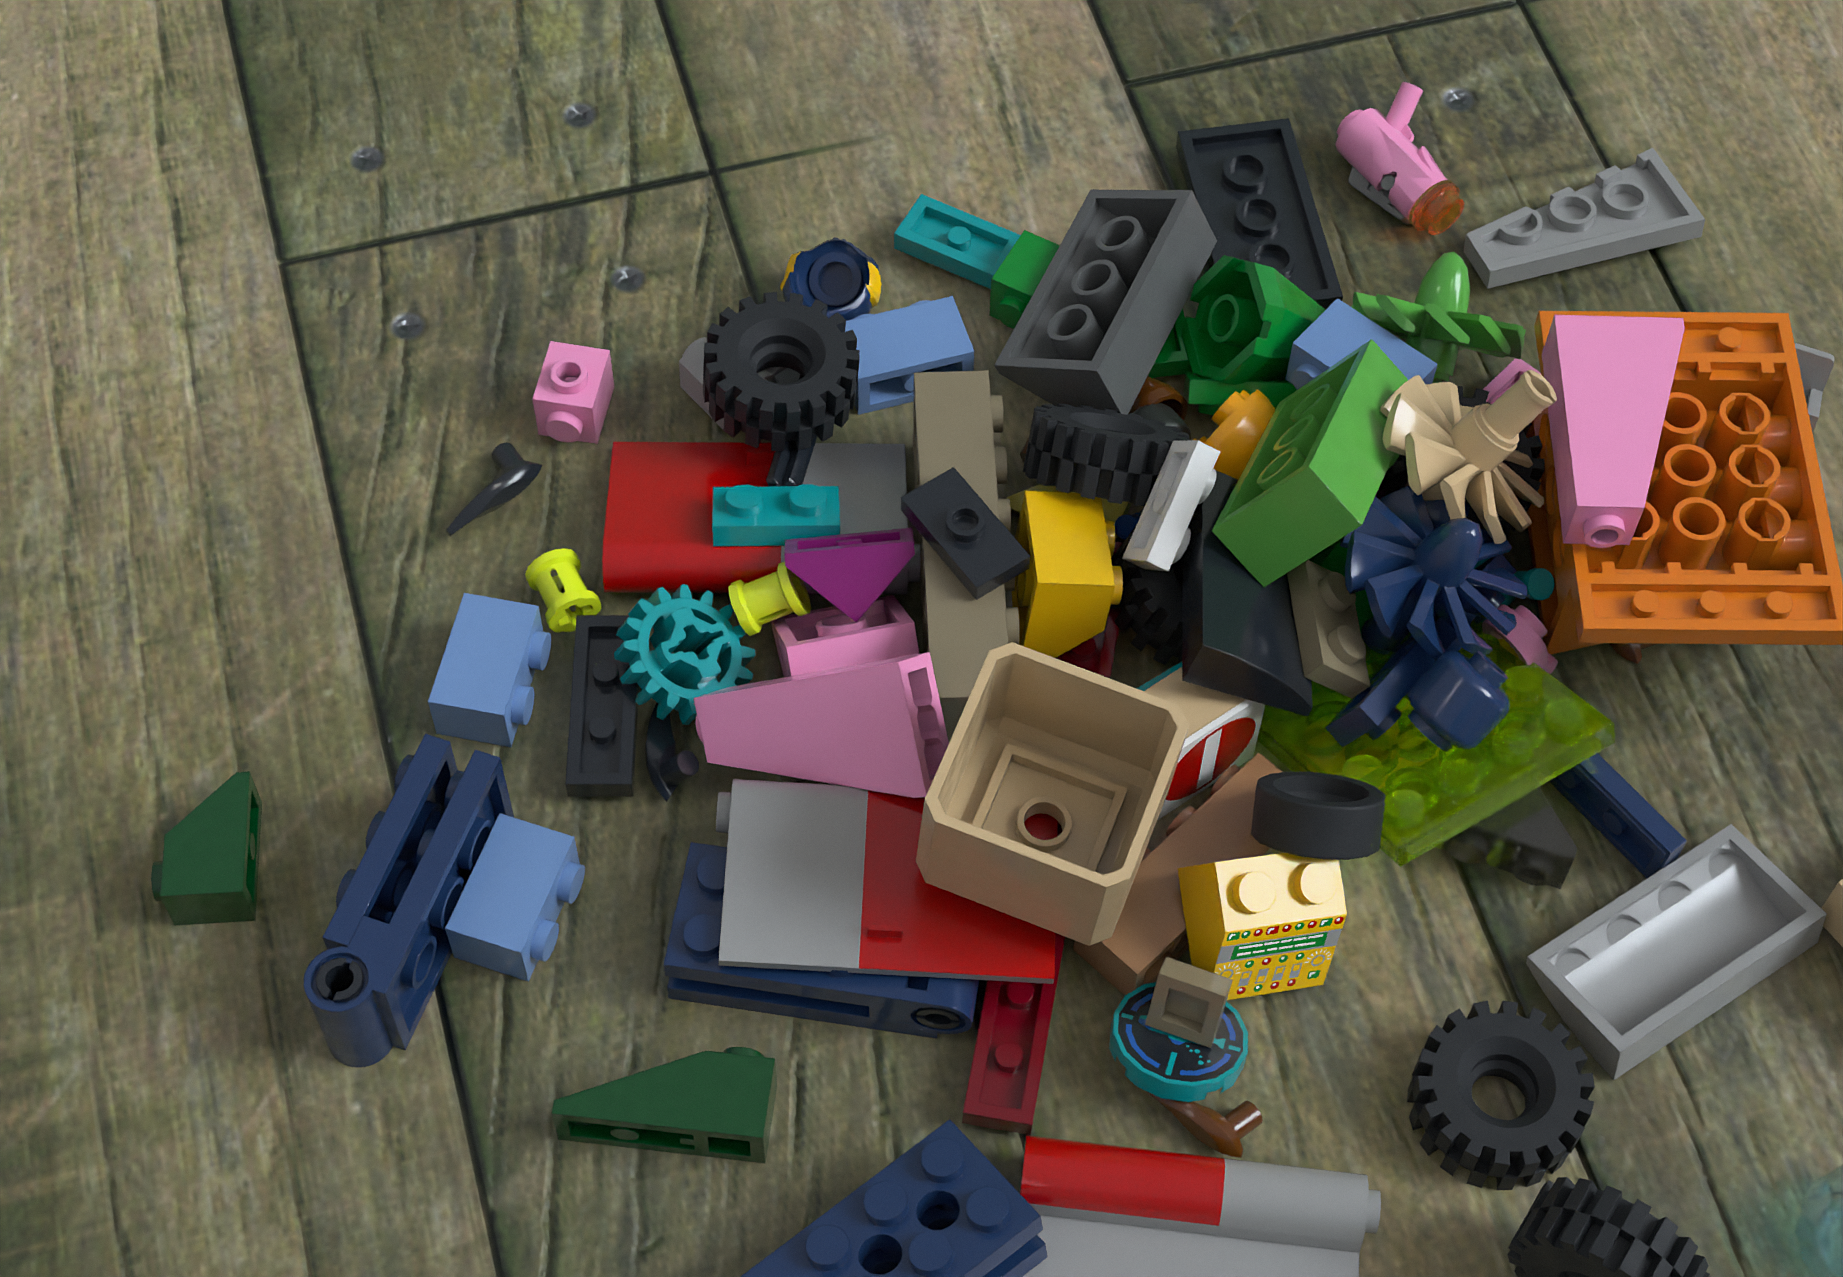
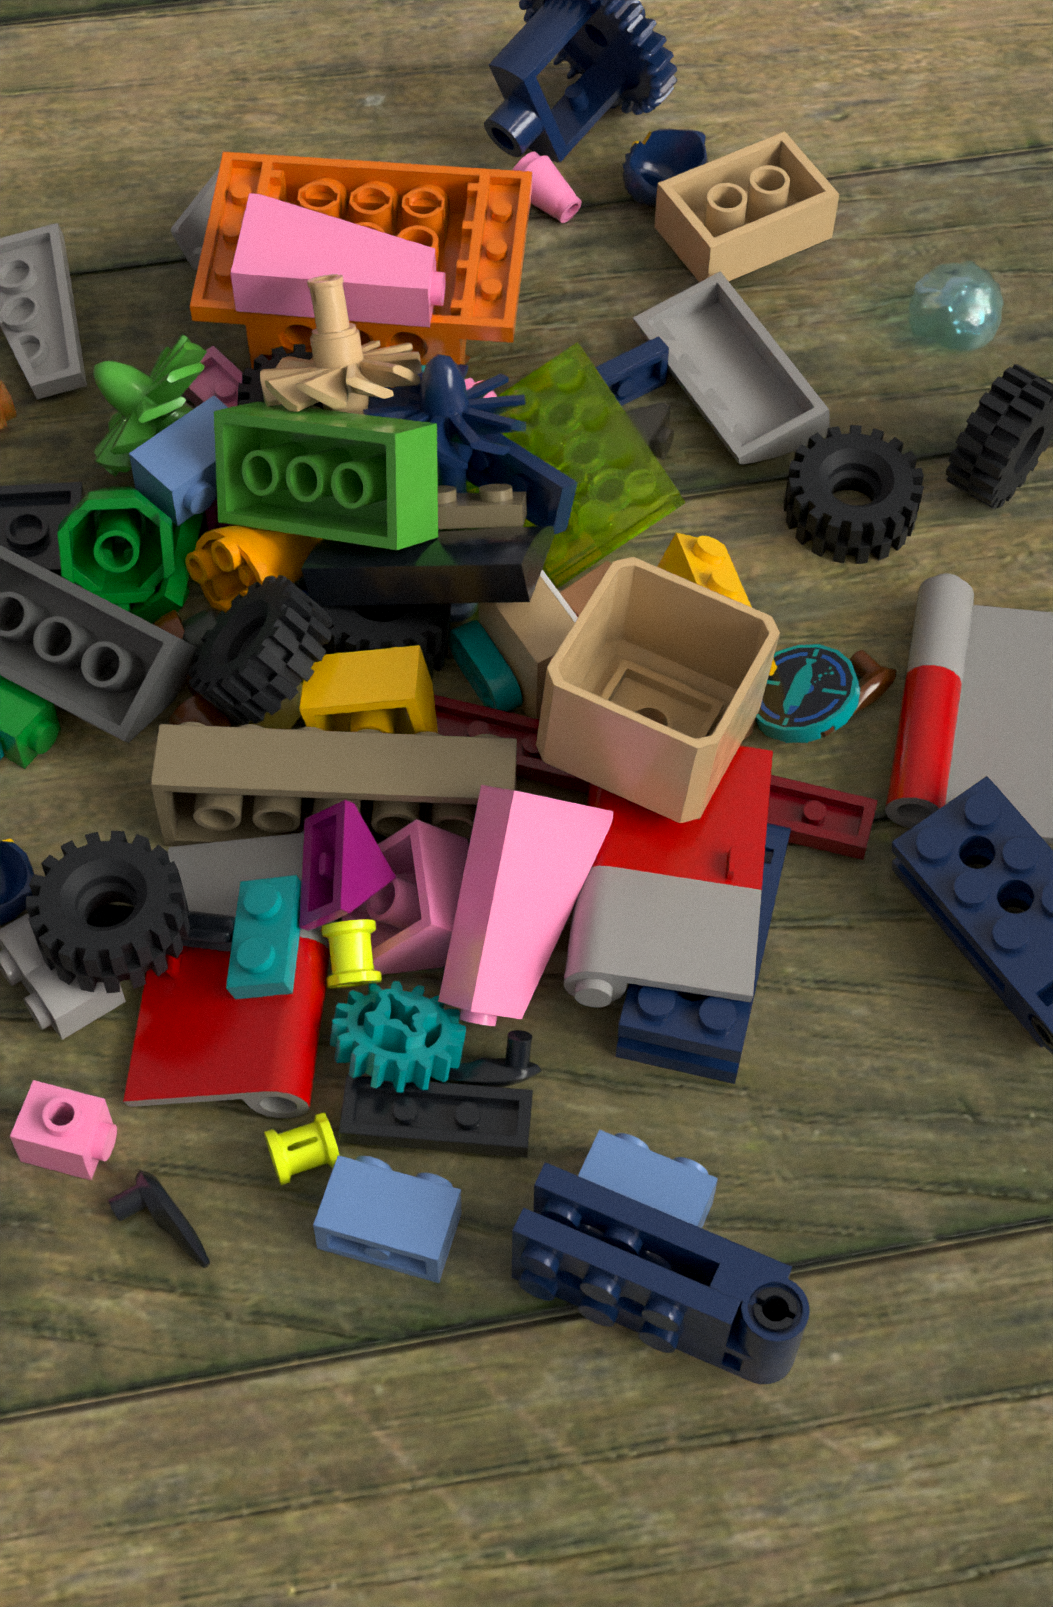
camera: 85 degrees left, 0 degrees up
(213, 858) = (580, 1482): dark green slope -> none
(688, 1106) = (853, 1058): dark green slope -> none
(904, 342) = (64, 808): medium blue brick -> none
(965, 533) = (348, 753): black plate -> none
(1180, 486) = (349, 588): white plate -> none
(1188, 1002) = (791, 667): dark tan plate -> none
(1318, 815) = (649, 512): black tyre -> none
(1458, 700) = (562, 423): dark blue head -> none

